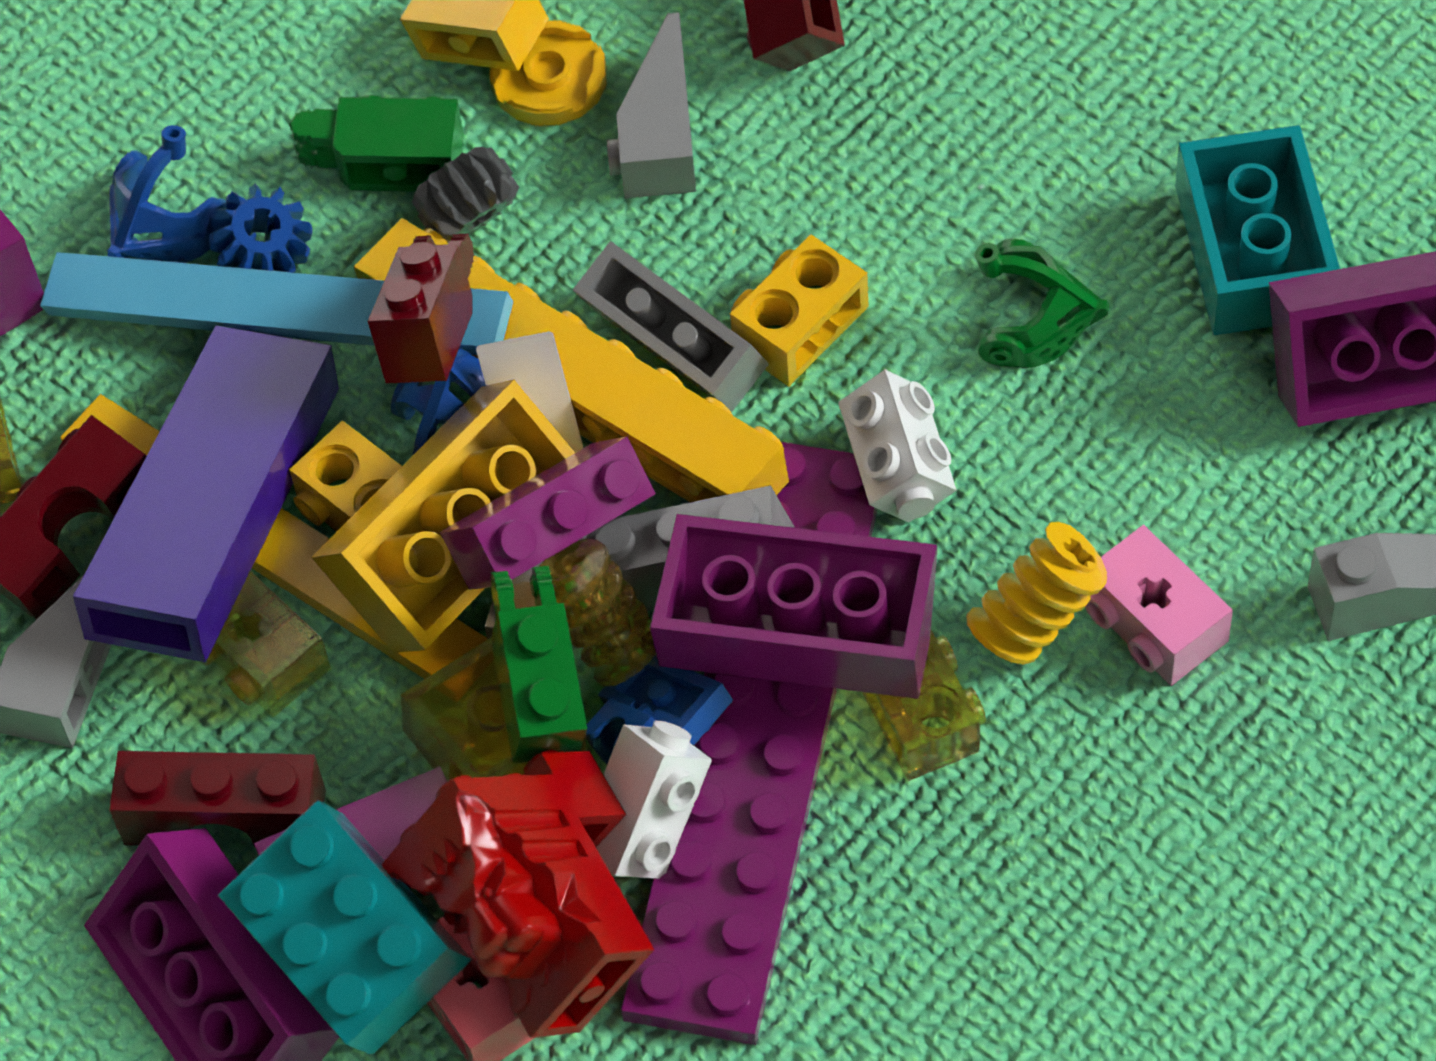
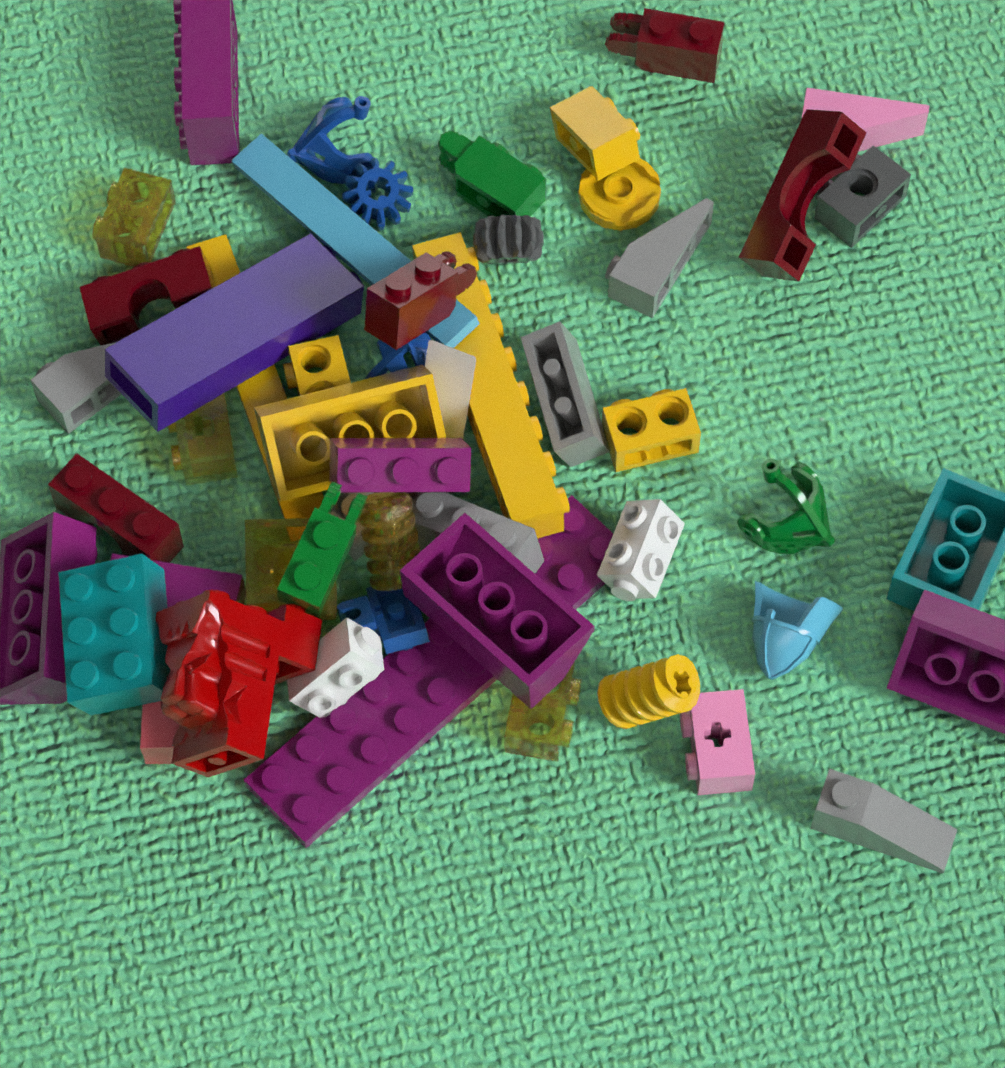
camera: 30 degrees right, 5 degrees up
(1137, 434) = (788, 629): none -> medium azure helmet

